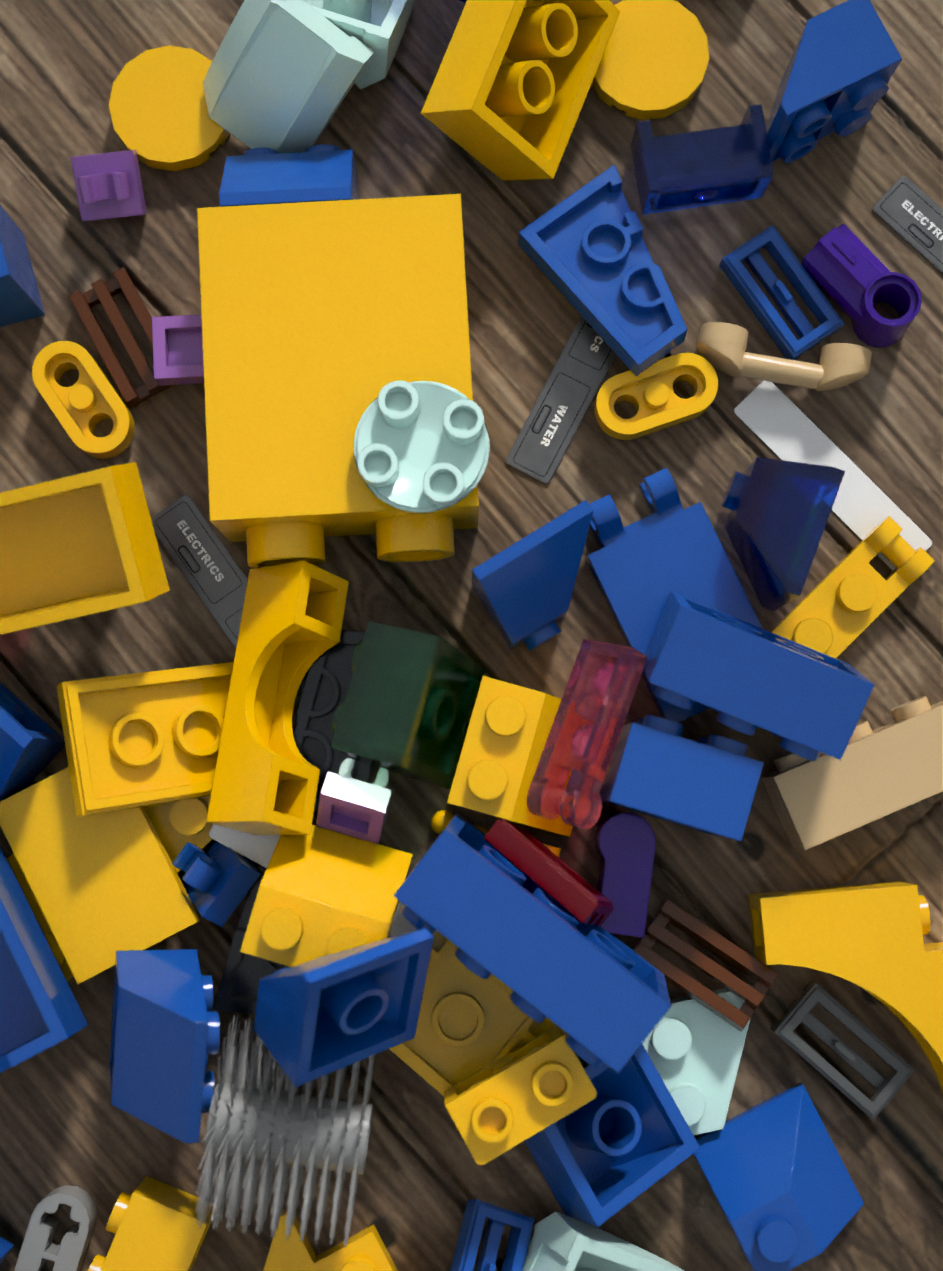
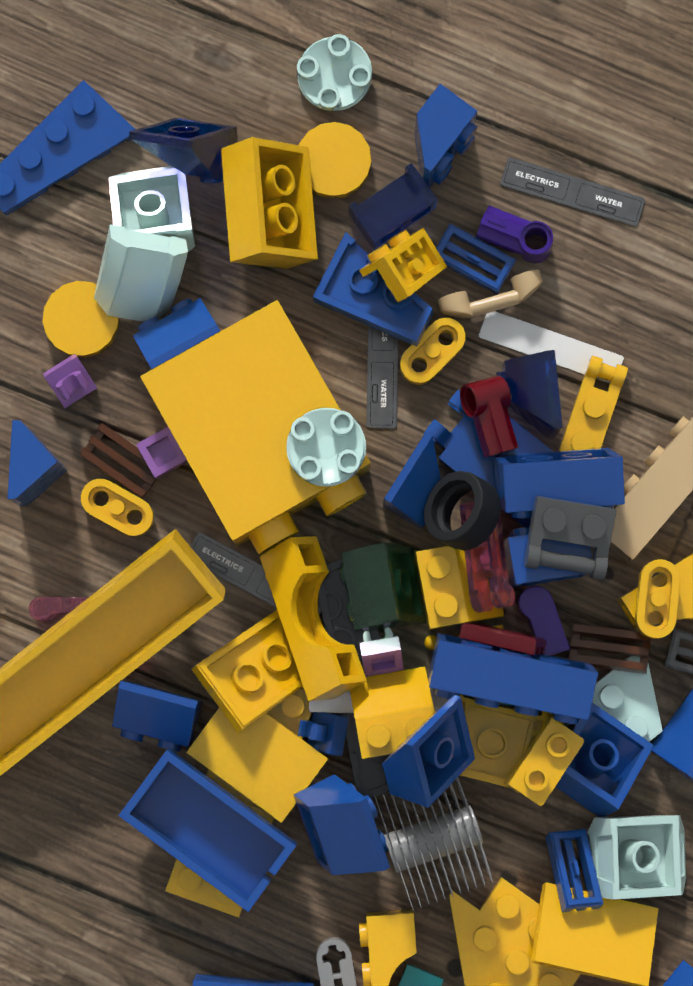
camera: 25 degrees left, 0 degrees up
(608, 672) = (442, 502): none -> black tyre
(680, 243) = (407, 263): none -> yellow bracket
(699, 512) = (487, 405): none -> dark red piece
(744, 751) = (571, 524): none -> dark grey plate
(821, 934) = (657, 599): none -> yellow plate

